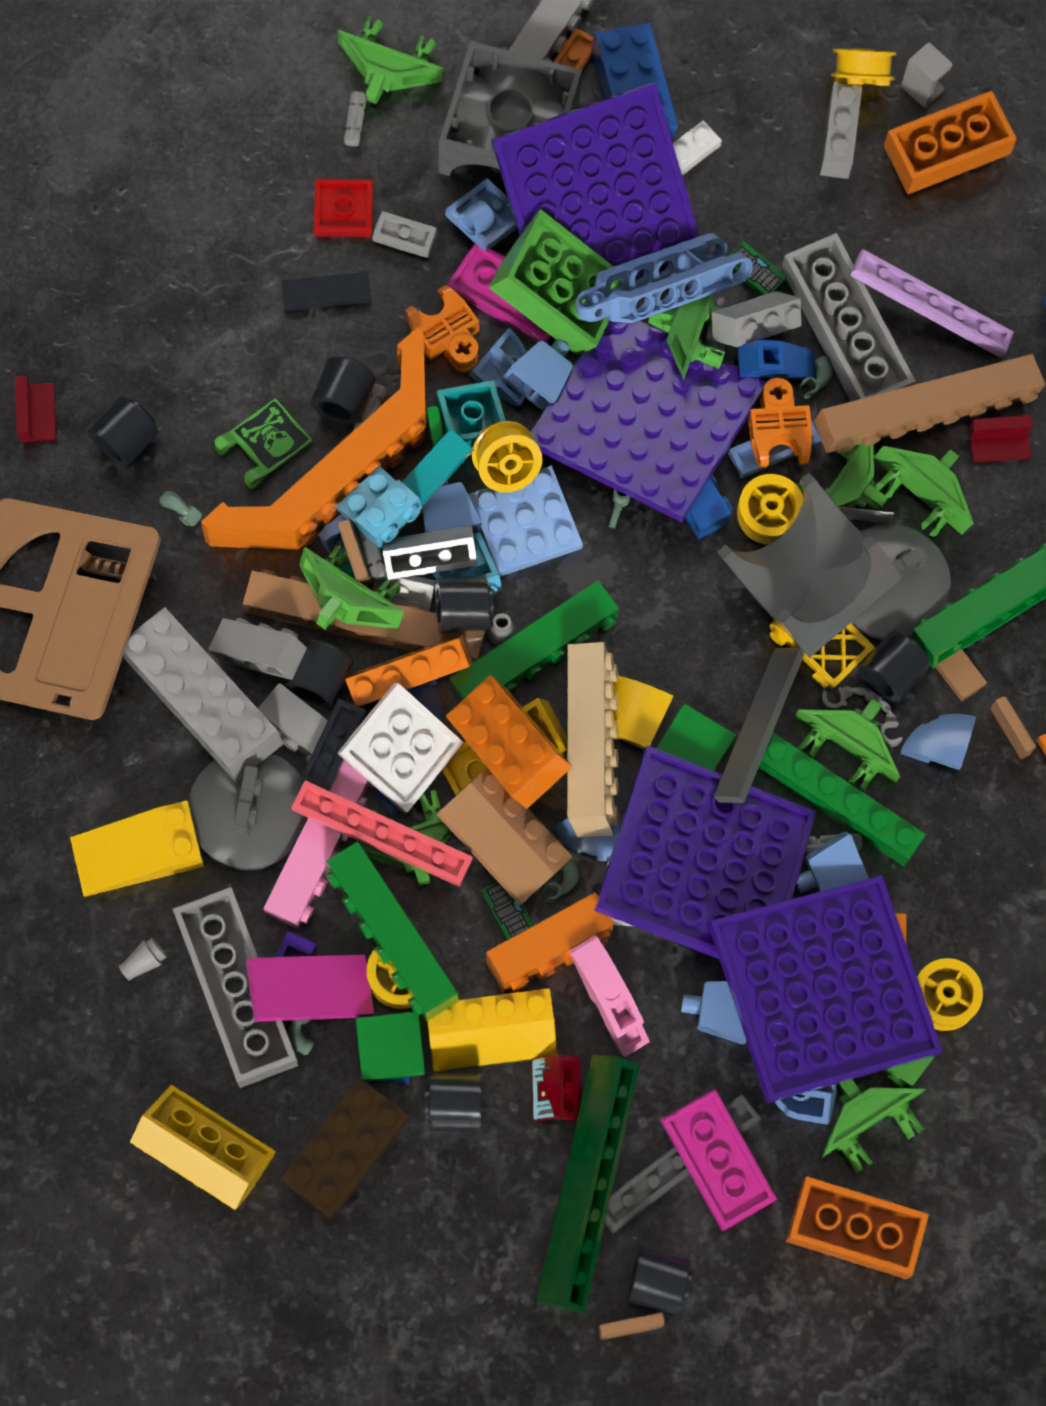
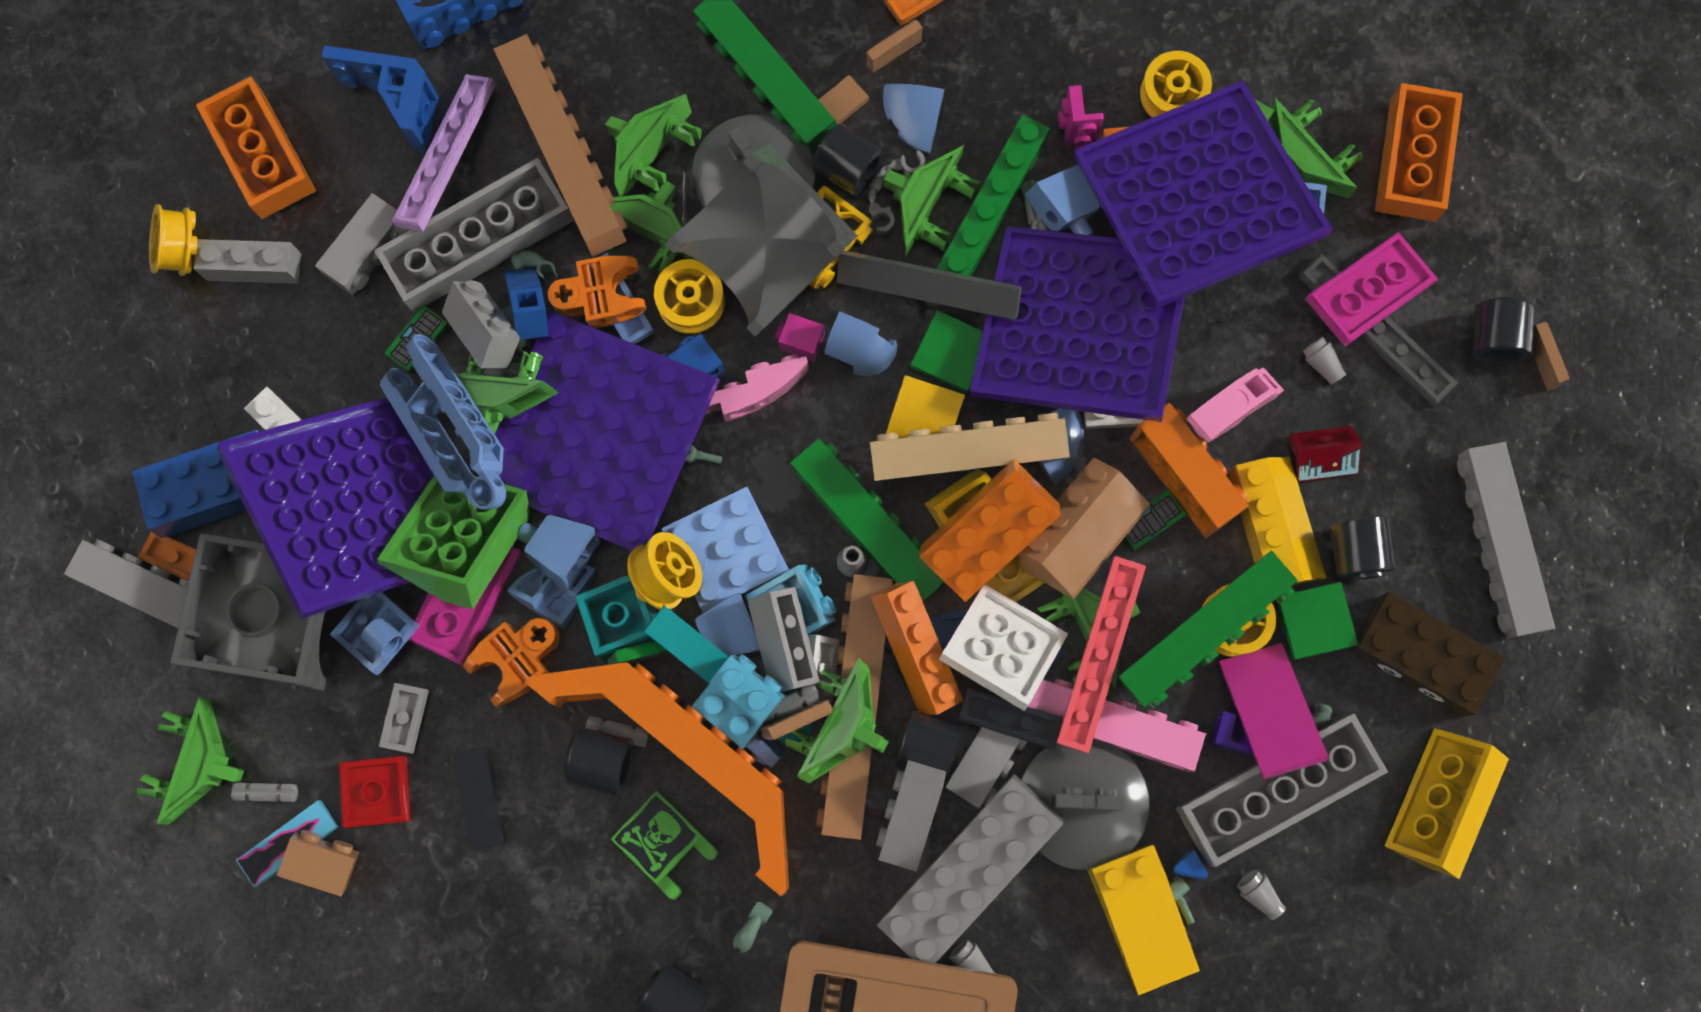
camera: 90 degrees left, 5 degrees up
(123, 691) = (969, 957): none -> light grey cone
(157, 883) = (1178, 889): none -> sand green hand
(176, 895) = (1189, 865): none -> blue slope
(287, 155) = (318, 862): none -> medium nougat brick
(308, 135) = (266, 857): none -> tile
(448, 1248) = (1505, 541): none -> light grey brick
(463, 604) = (842, 595): black piece -> none
(570, 880) = (1116, 463): sand green arm -> none
(588, 1184) = (1420, 409): dark green brick -> none
(650, 1101) = (1324, 360): none -> light grey cone
(676, 564) = (763, 387): none -> bright pink slope
(704, 654) = (860, 346): none -> medium blue brick
(715, 1011) = (1224, 304): medium blue torso -> none
(721, 607) = (800, 336): none -> dark pink brick
(857, 231) = (352, 253): none -> light grey brick
(922, 885) = (1078, 127): none -> dark pink bracket
(923, 74) = (179, 174): light grey panel -> none
(975, 274) = (398, 81): none -> blue bracket
(1000, 438) = (587, 80): dark red panel -> none

